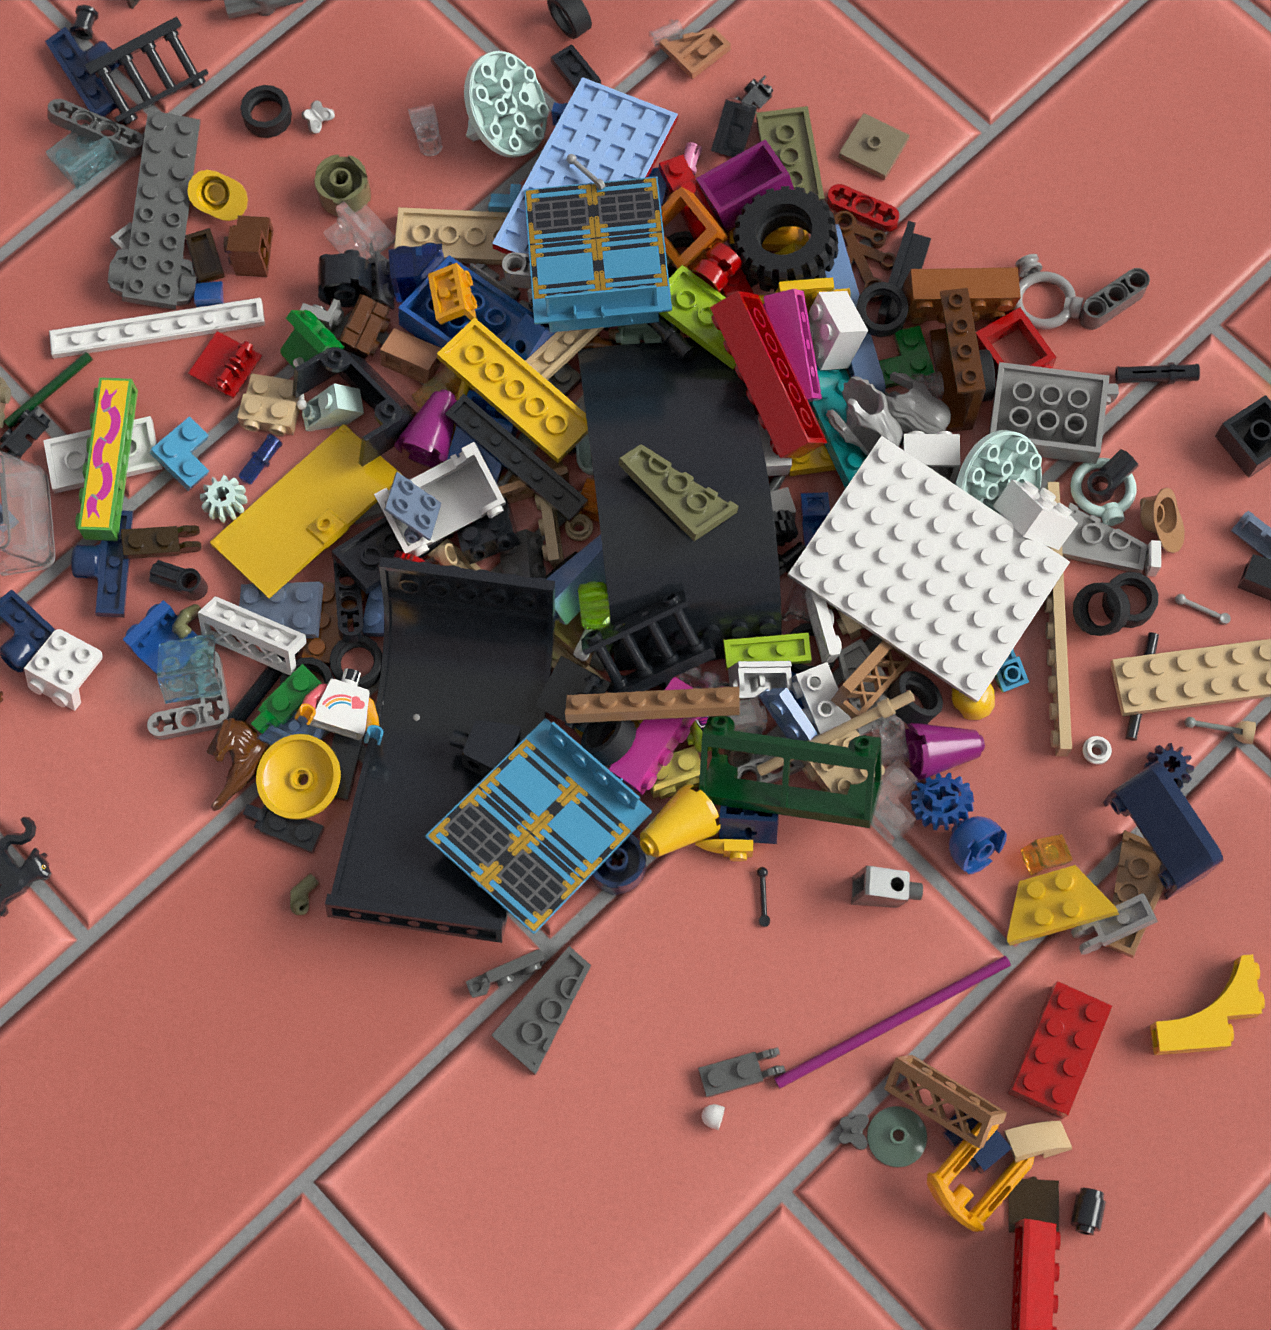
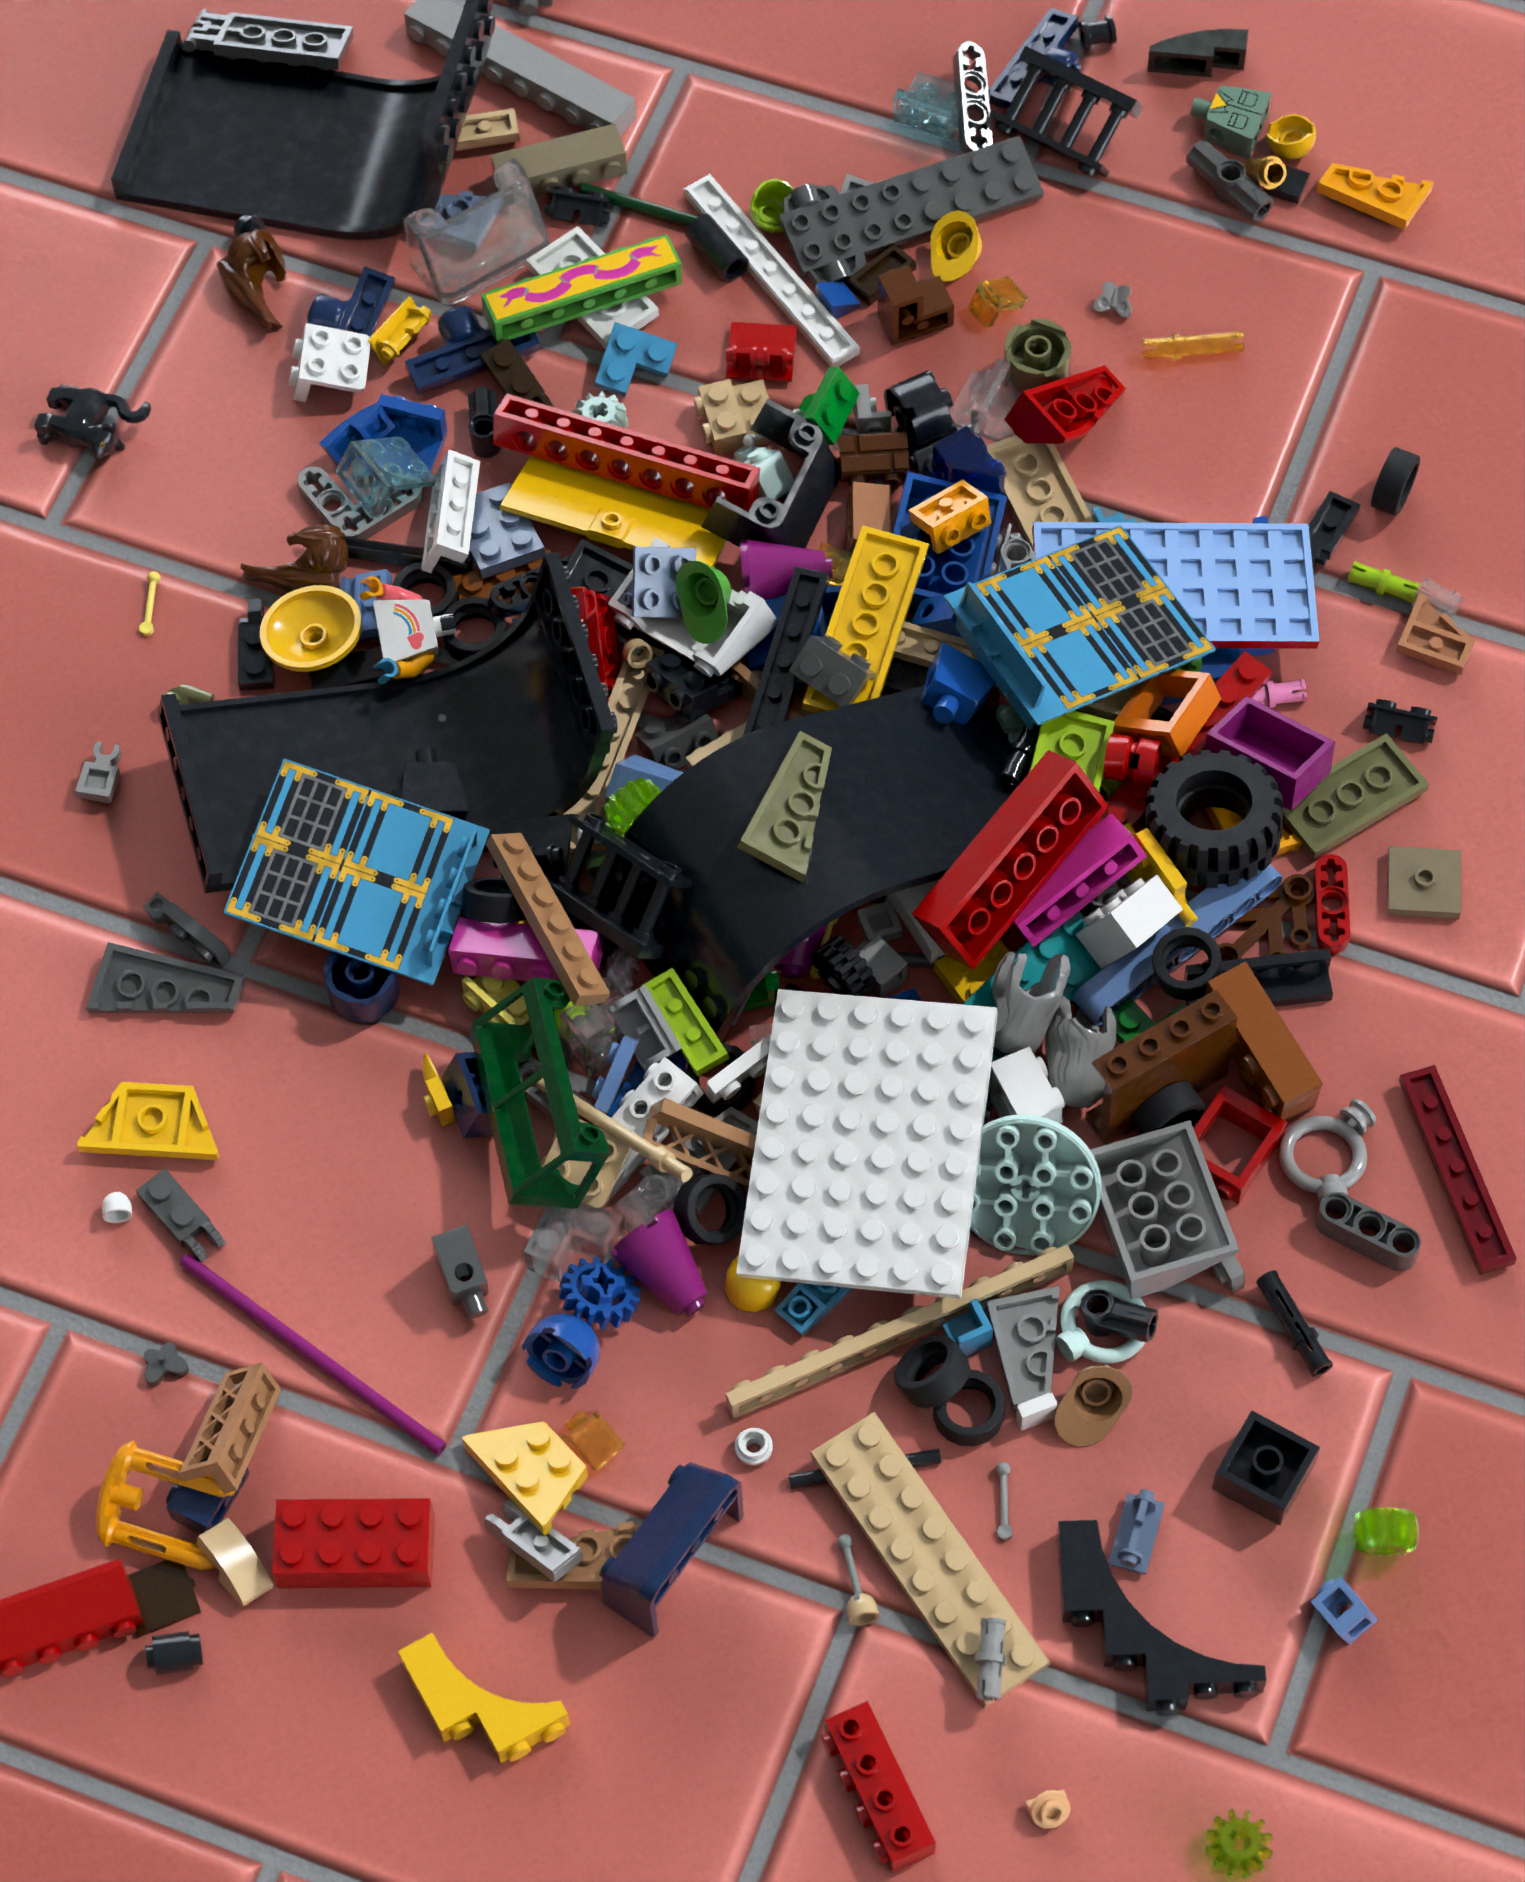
camera: 65 degrees right, 10 degrees down
(67, 615) = (398, 330): none -> yellow hinge
(104, 302) = (768, 204): none -> lime hair
(119, 353) = (717, 247): none -> black pin
(139, 667) = (364, 425): none -> blue slope
(185, 616) = (440, 444): olive arm -> none
(220, 900) = (146, 627): none -> light yellow hinge
(260, 459) = (677, 434): clear blue axle -> none
(262, 94) = (1090, 228): black tyre -> none
(273, 191) = (995, 297): none -> clear yellow bracket
(274, 491) = (623, 454): none -> red brick
(285, 699) = (393, 572): green hinge -> none
(340, 987) = (100, 778): none -> light grey plate
(379, 93) = (1178, 345): none -> clear yellow pin
(399, 186) = (1064, 407): none -> red wedge
(426, 128) = (1162, 410): clear piece -> none
(445, 486) = (703, 600): none -> bright green piece
(505, 104) = (1228, 462): light aqua bracket -> none
(548, 425) = (832, 670): none -> dark grey bracket
(571, 159) = (1188, 555): light grey hinge -> none
(594, 354) = (956, 686): none -> blue torso
(636, 60) = (1383, 582): none -> lime pin
(656, 1063) = (151, 1122): none -> yellow wing
(681, 822) = (429, 1017): yellow cone -> none
(734, 127) = (1347, 712): black hinge -> none
(764, 920) = (371, 1169): black hinge -> none
(883, 1144) = (175, 1430): sand green dish -> none
(1036, 513) = (1004, 1235): white brick -> none
(1077, 573) = (970, 1330): none -> dark azure panel
(1092, 226) = (1457, 1170): none -> dark red plate
(1176, 760) = (758, 1543): dark blue gear -> none

